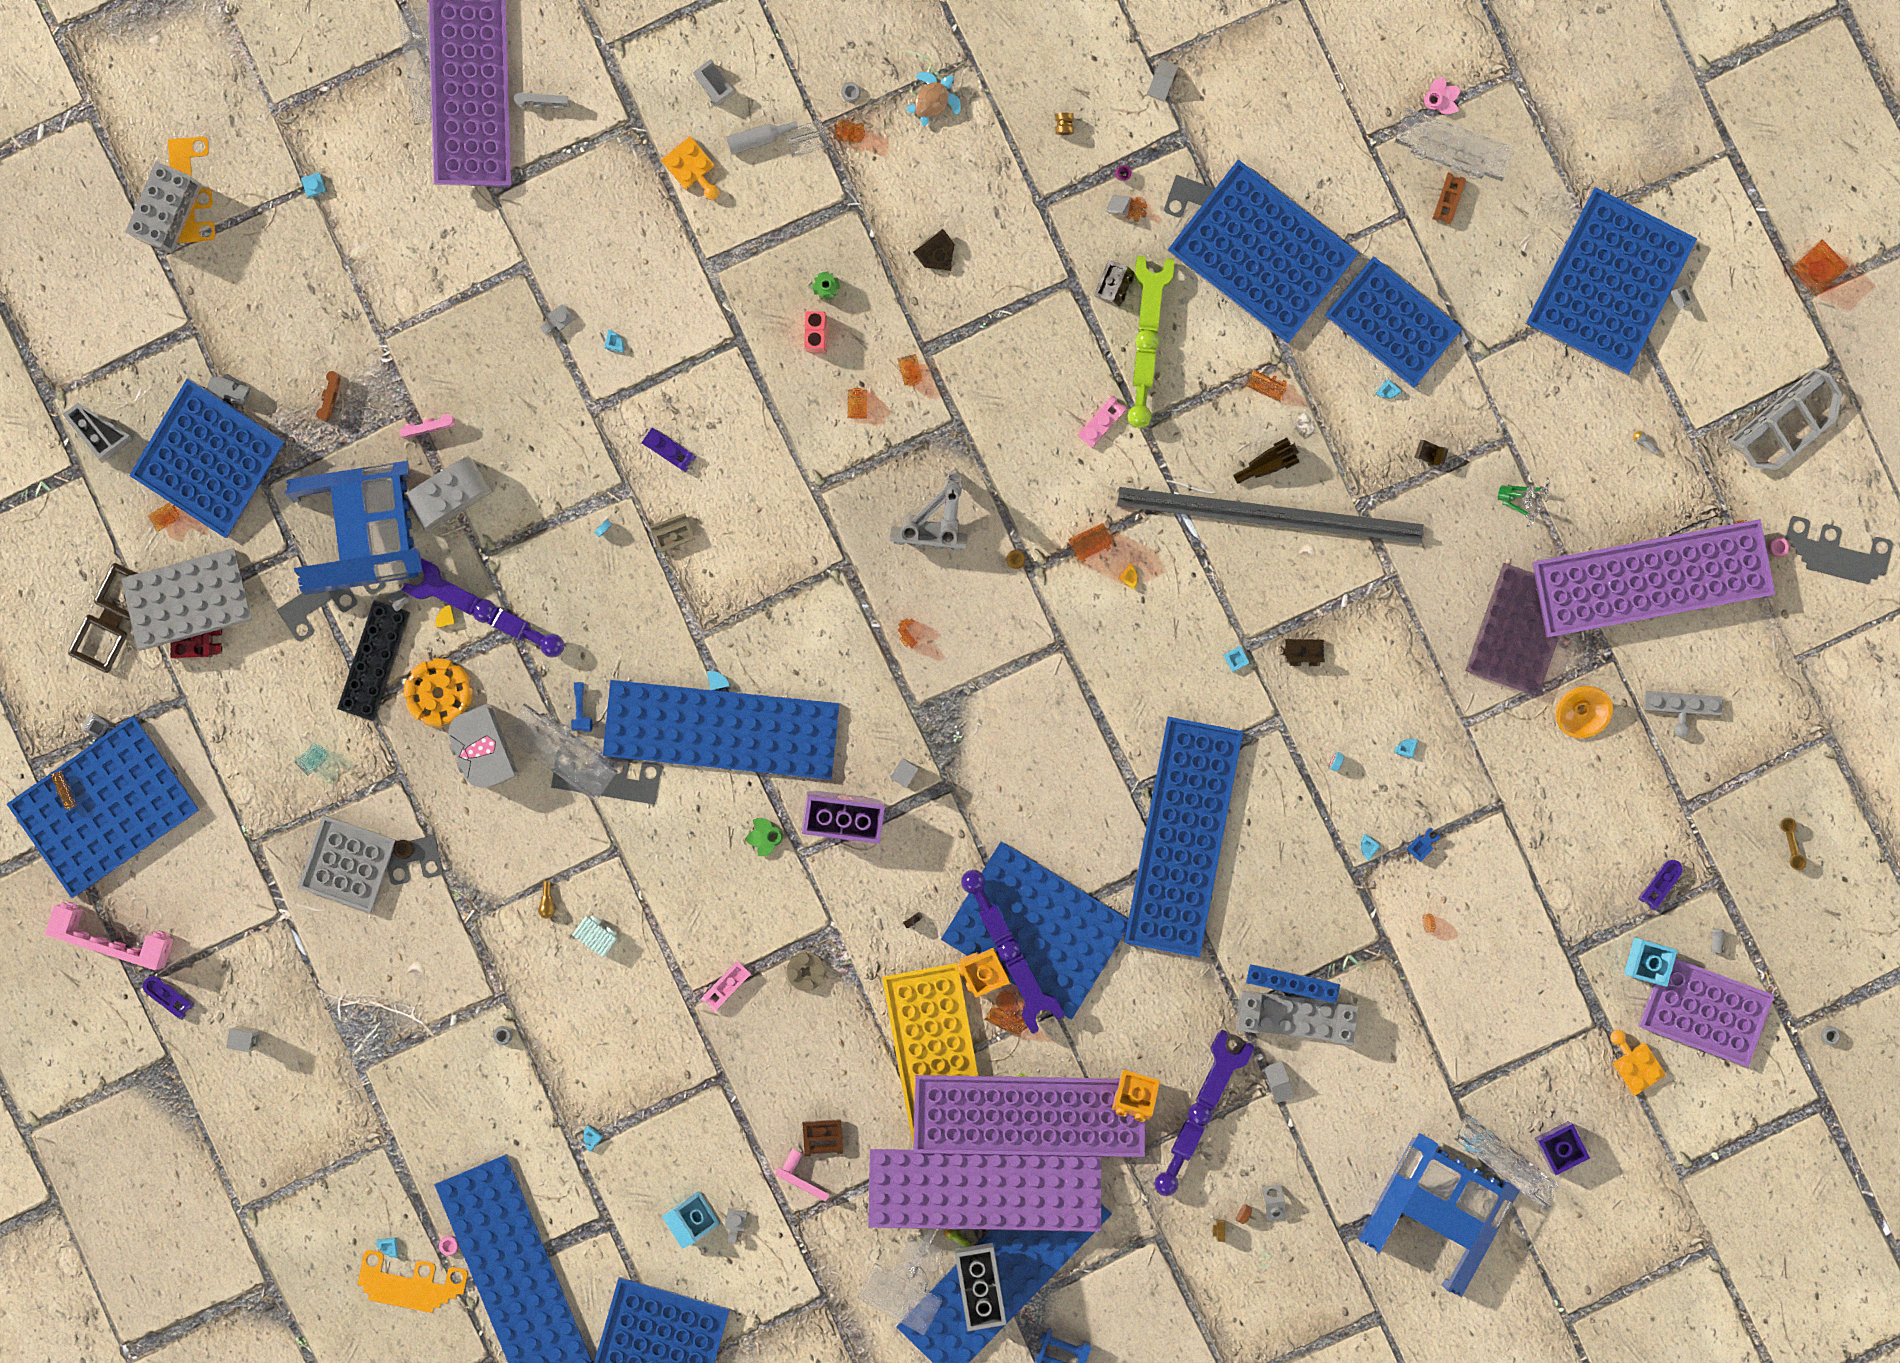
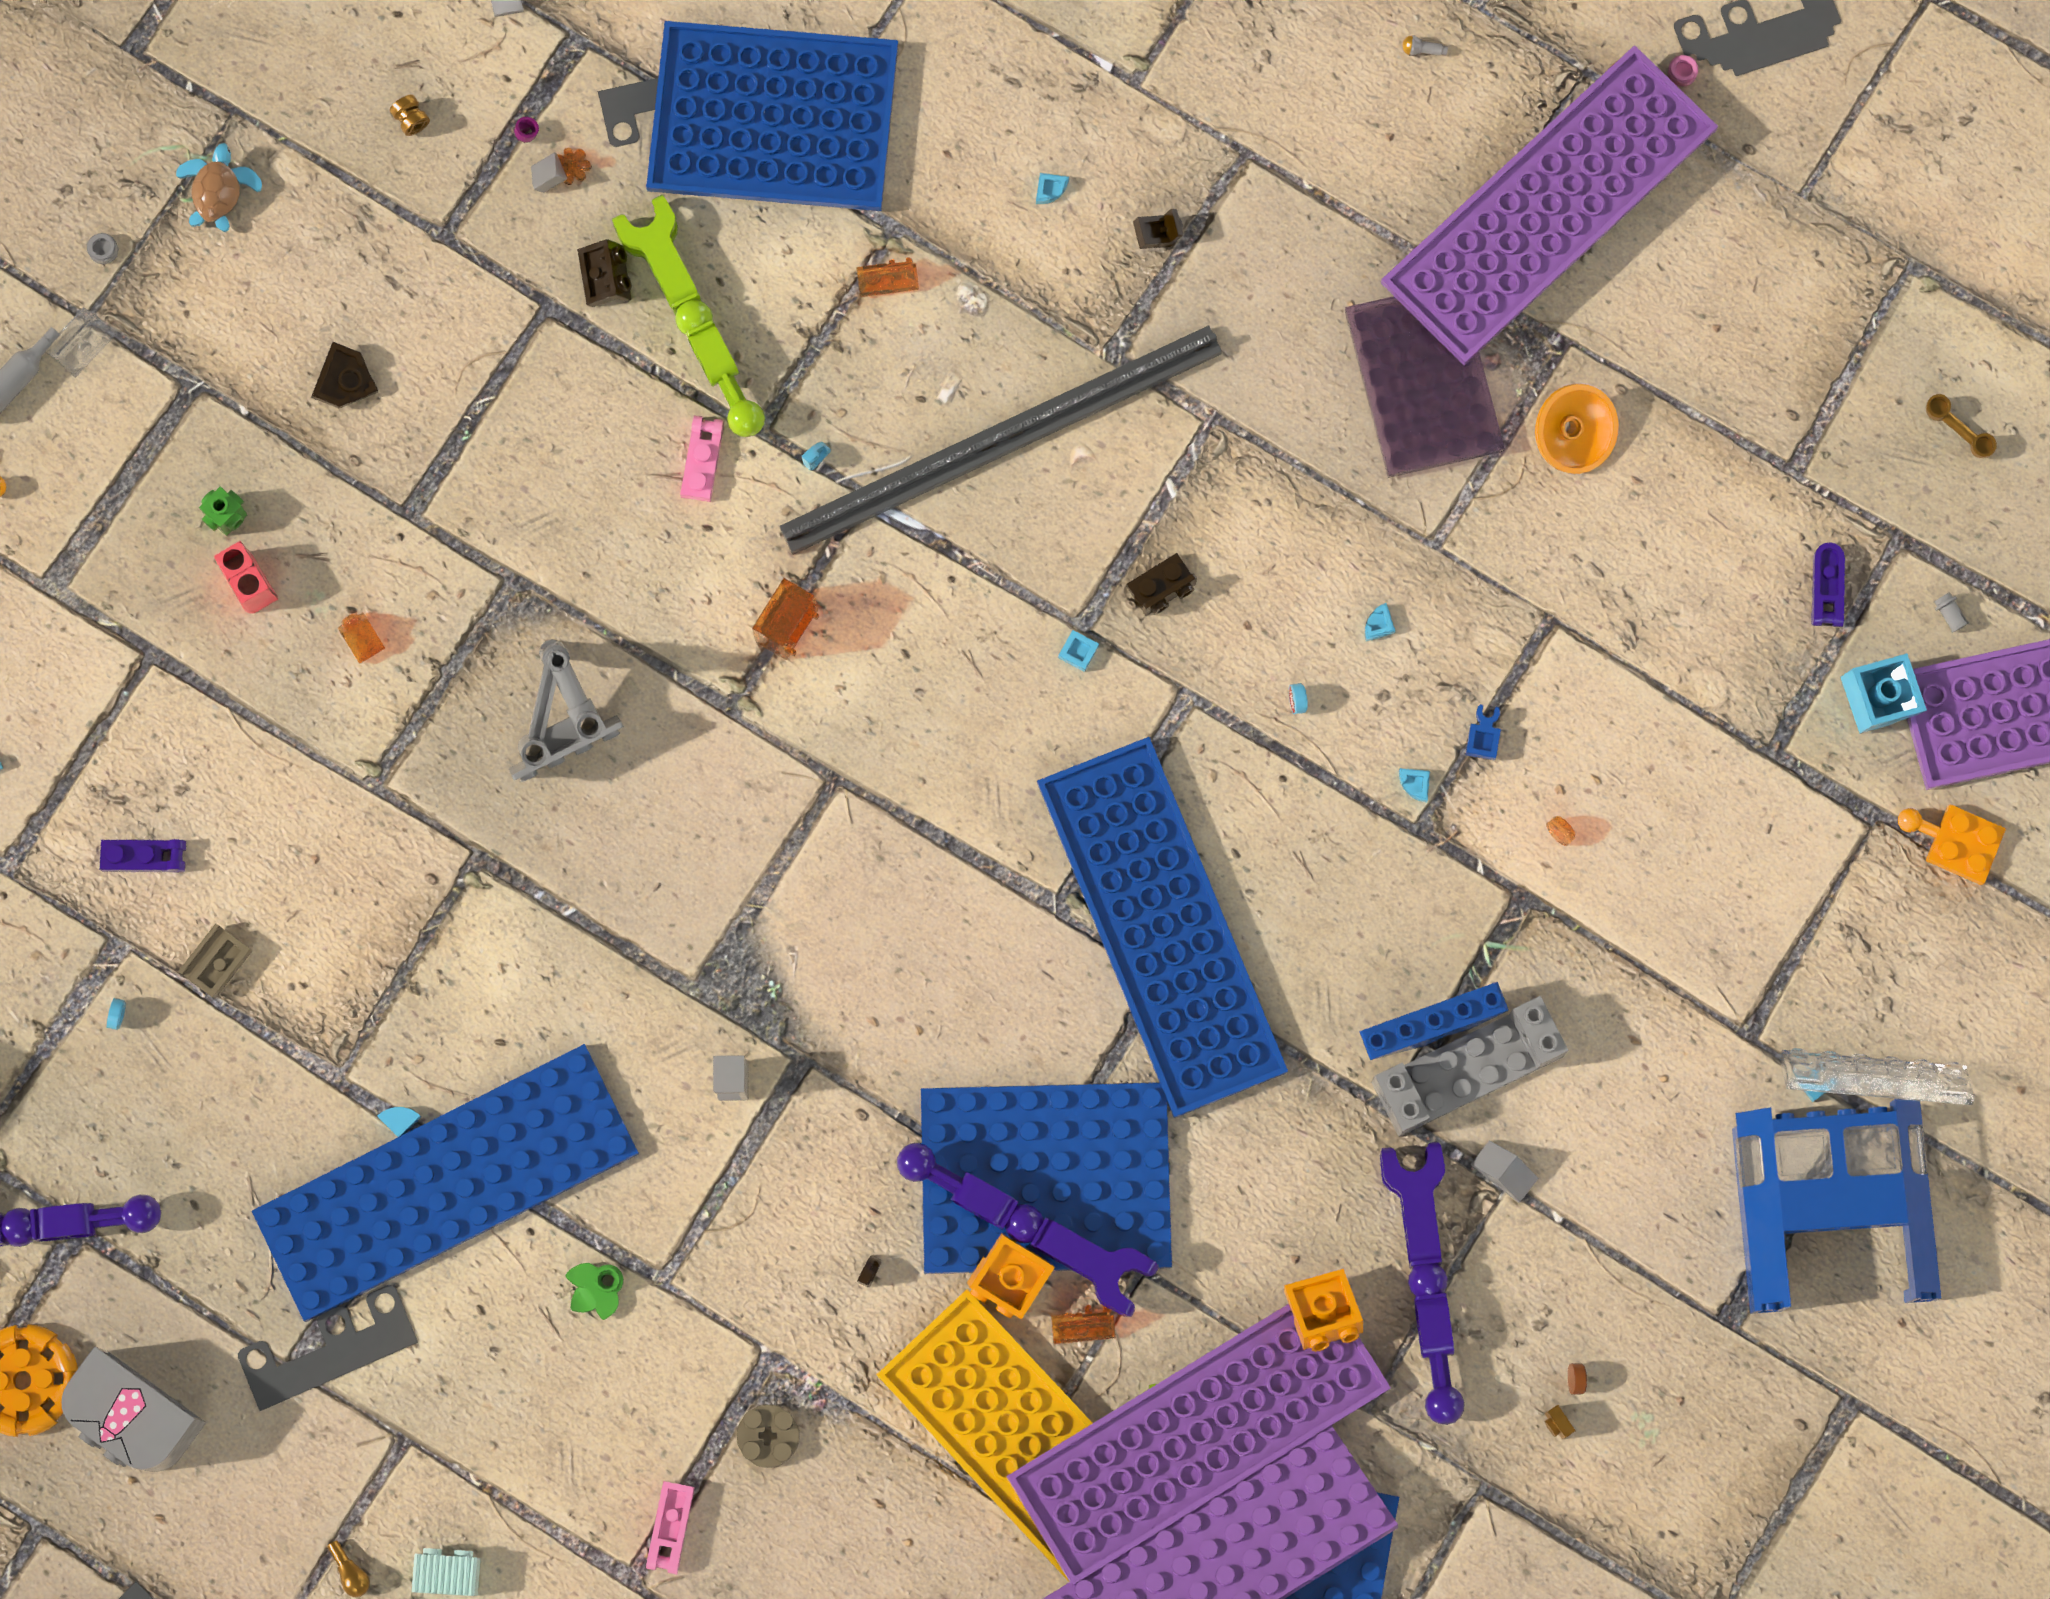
camera: 30 degrees left, 10 degrees down
(561, 751) = (242, 1350): clear plate -> none
(580, 723) = (247, 1294): blue brick -> none
(843, 816) = (683, 1187): medium lavender brick -> none
(849, 131) = (130, 298): clear orange bracket -> none
(906, 637) = (620, 899): clear orange bracket -> none
(910, 370) = (403, 549): clear orange bracket -> none
(1005, 1001) = (1066, 1299): clear orange plate -> none
(1015, 559) = (702, 706): pearl gold tile -> none
(1129, 576) = (868, 634): yellow tile -> none
(1166, 459) = (815, 455): none -> medium azure tile
(1270, 461) = (956, 369): dark brown piece -> none
(1274, 1205) = (1610, 1339): light grey bracket -> none
(1393, 322) = (999, 98): blue plate -> none
(1509, 493) = (1292, 217): plant -> none
(1562, 1148) = (1937, 1011): dark purple brick -> none
(1684, 705) = (1699, 342): light grey plate -> none

